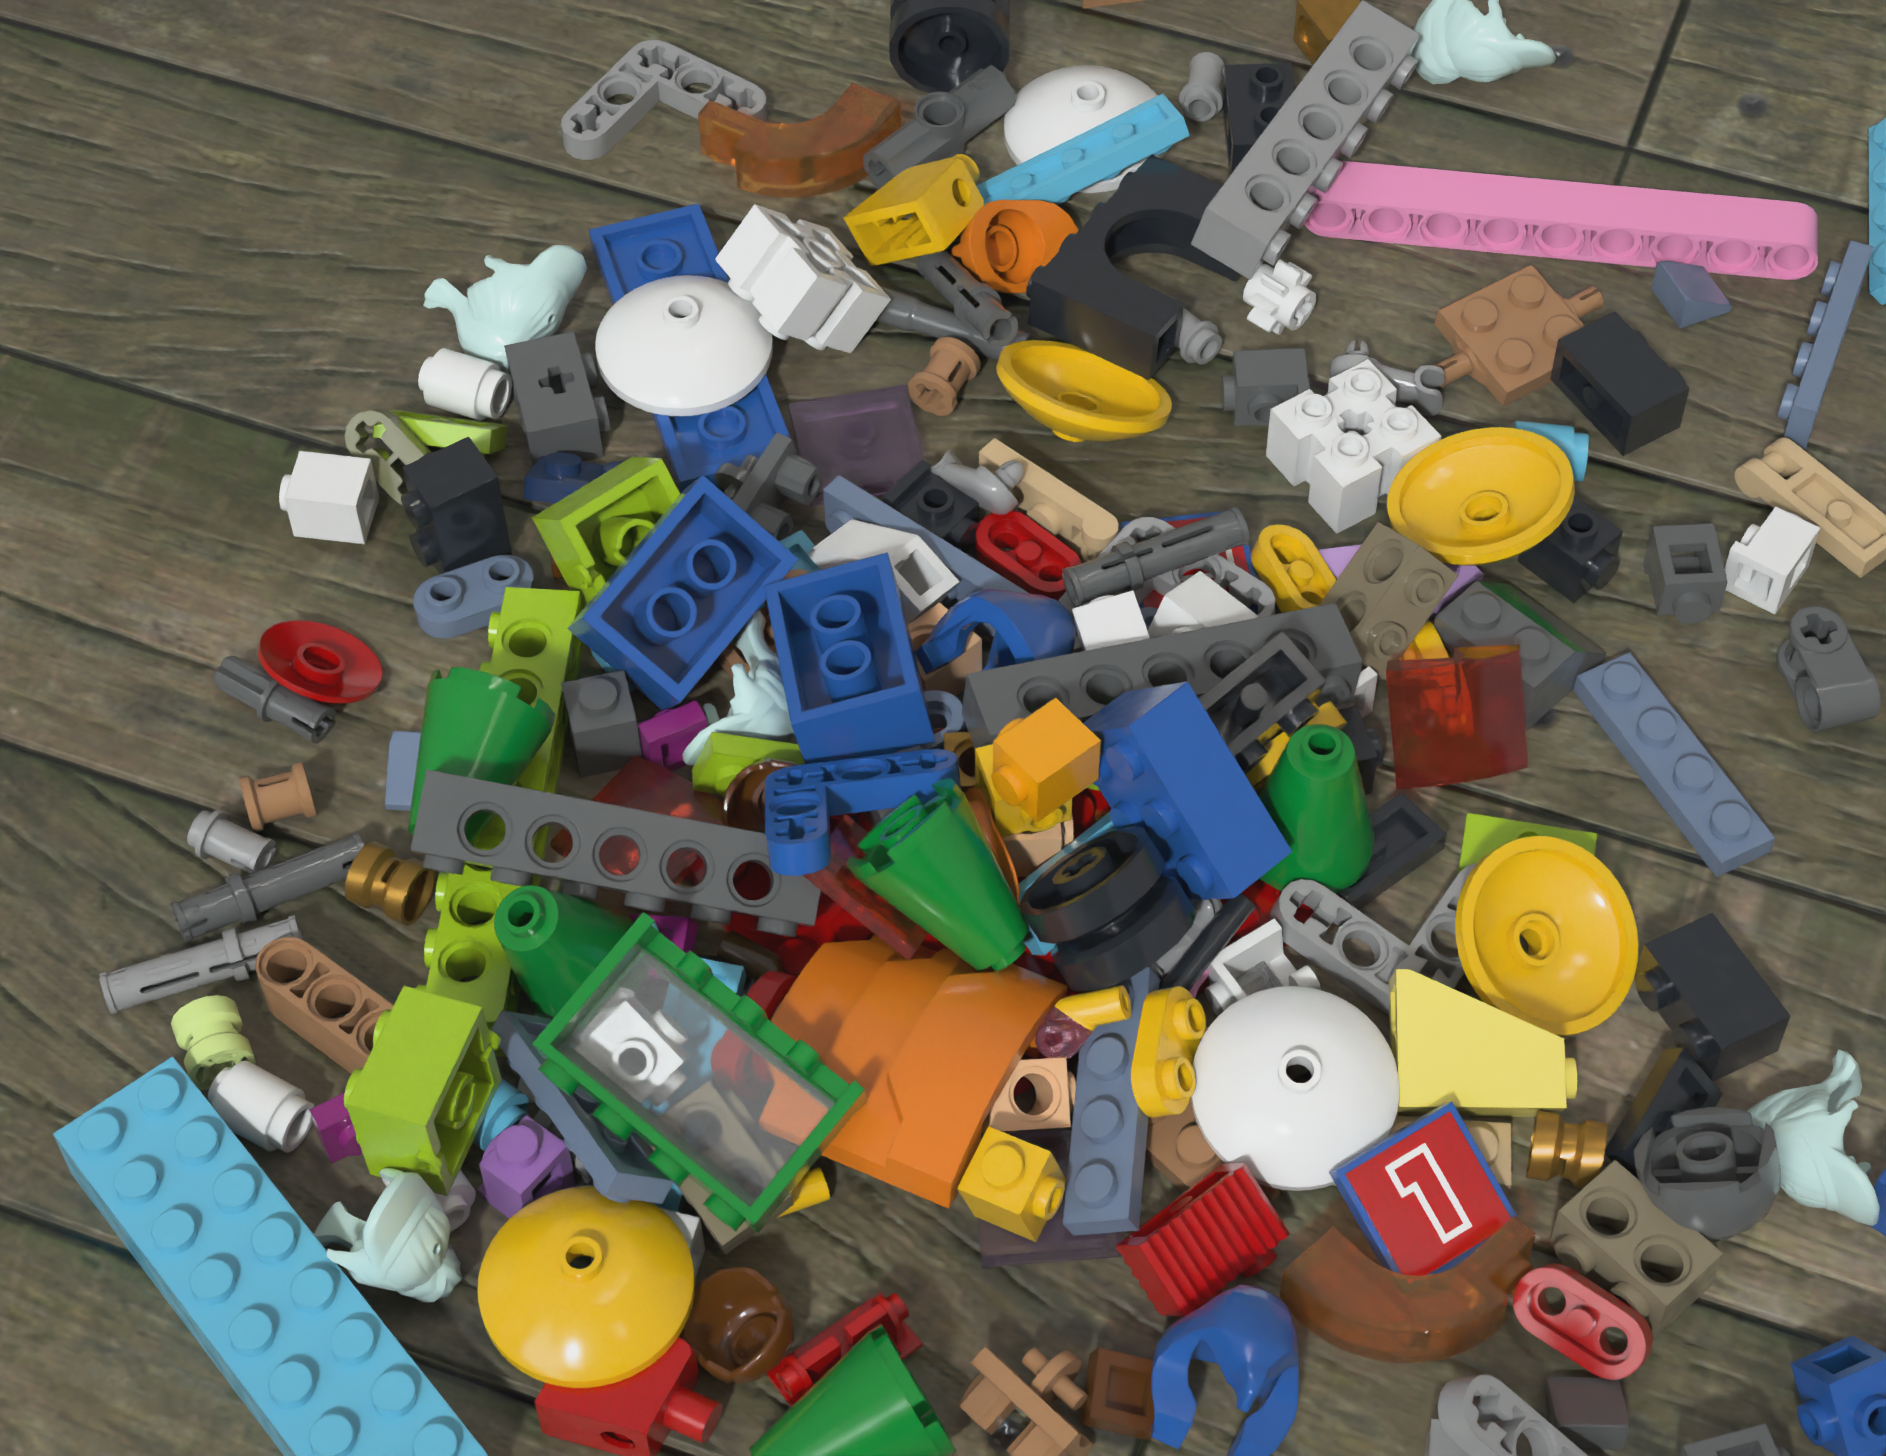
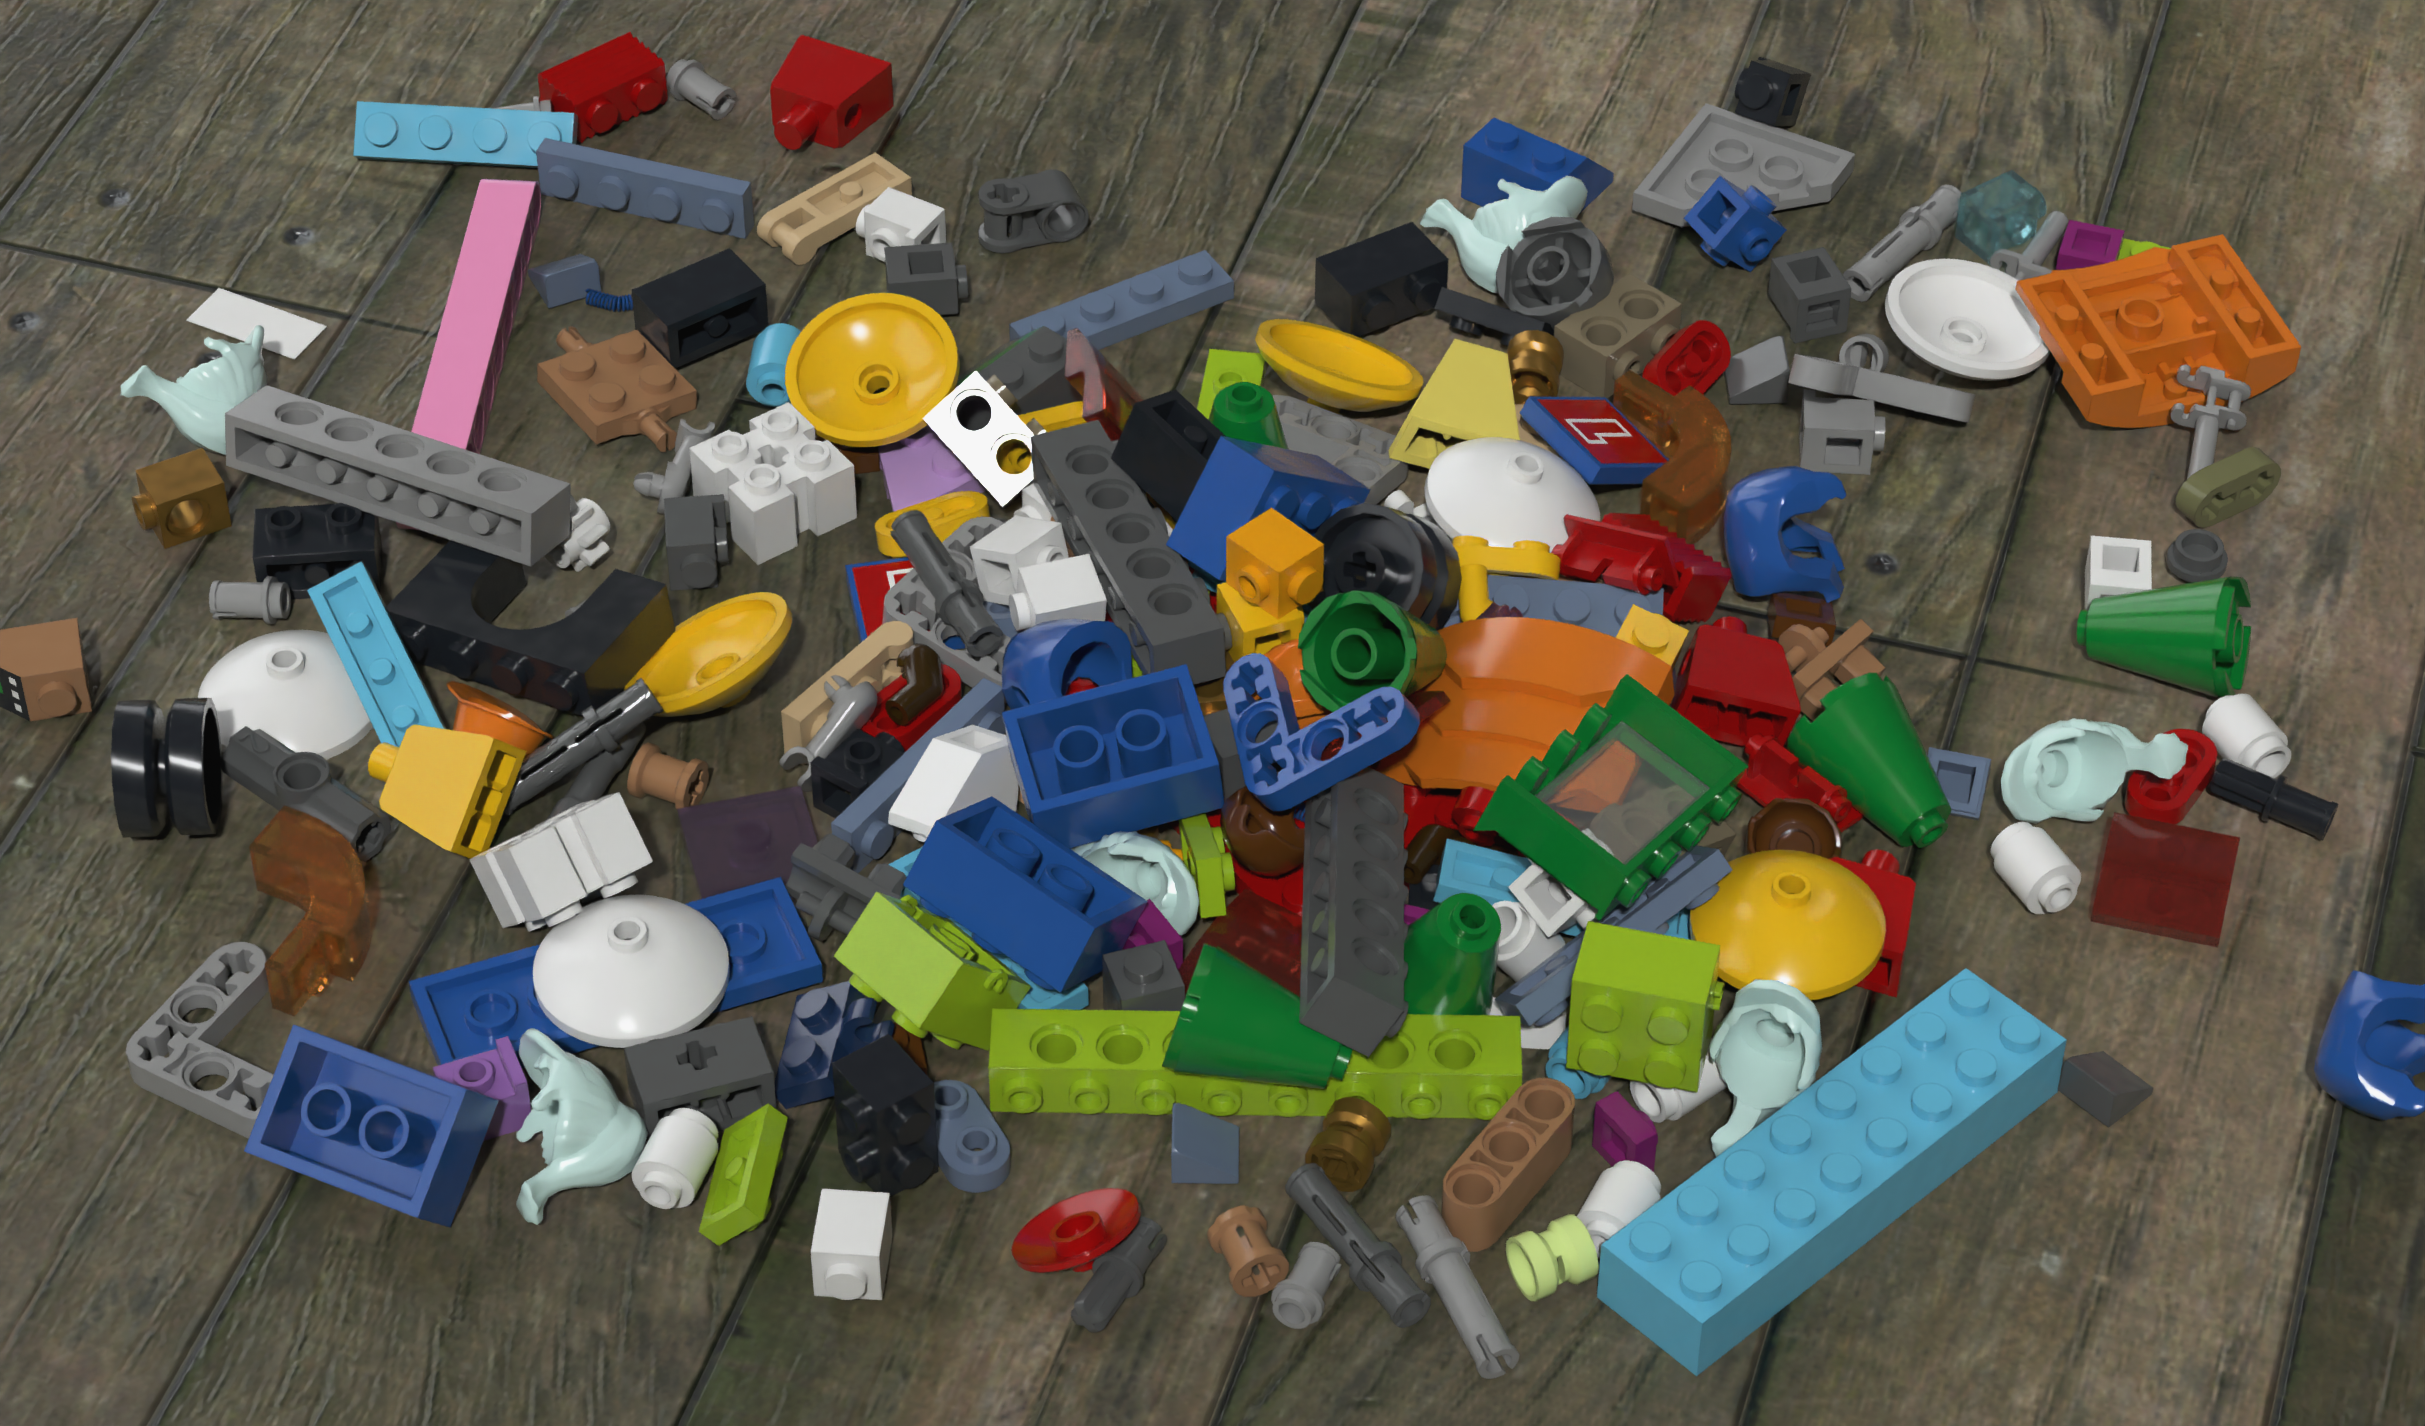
camera: 95 degrees left, 10 degrees down
(397, 437) = (790, 1187): olive beam -> none
(507, 171) = (371, 1126): none -> blue brick
(573, 232) = (496, 1076): none -> medium lavender brick
(1001, 1293) = (1736, 684): none -> red torso
(1036, 549) = (923, 683): none -> dark brown arm
(1186, 1152) = (1627, 555): none -> red hinge
(1614, 81) = (239, 315): none -> white sticker
(1661, 345) = (625, 301): none -> blue leg

